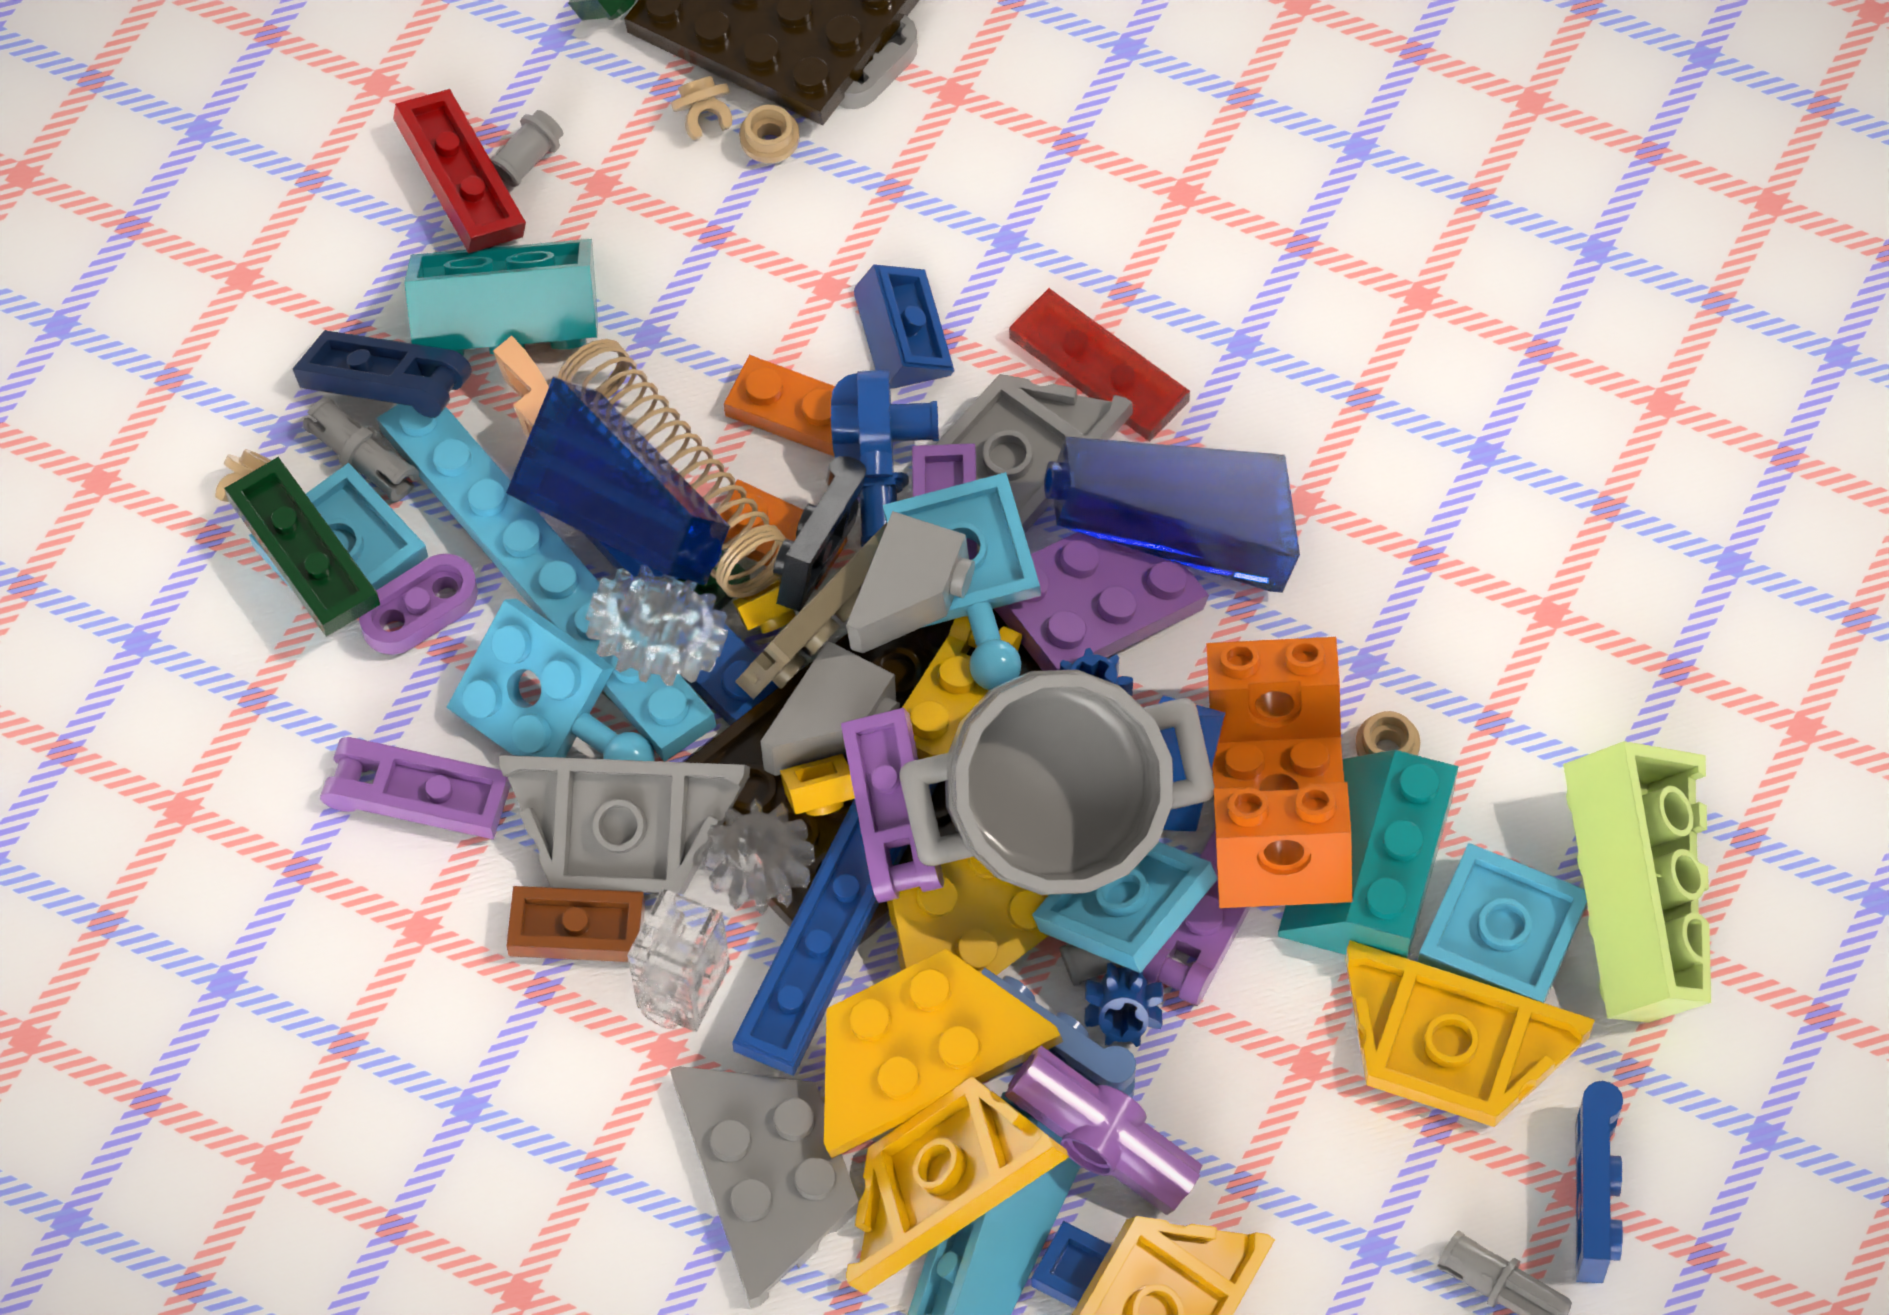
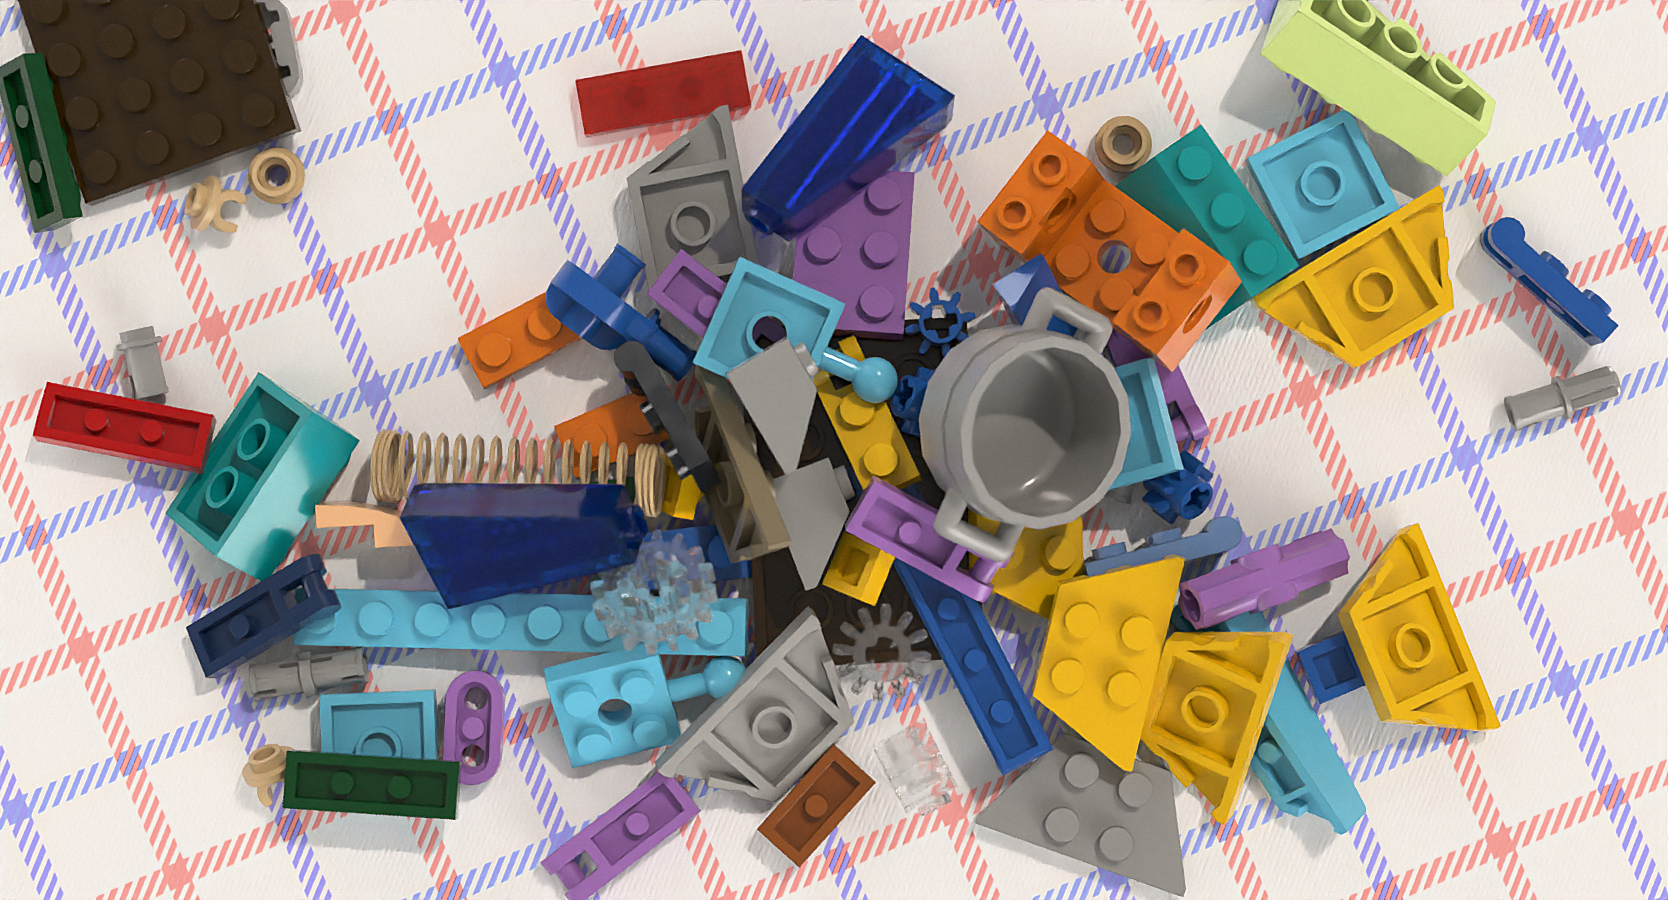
camera: 50 degrees left, 25 degrees up
(902, 325) = (518, 207): blue slope -> none

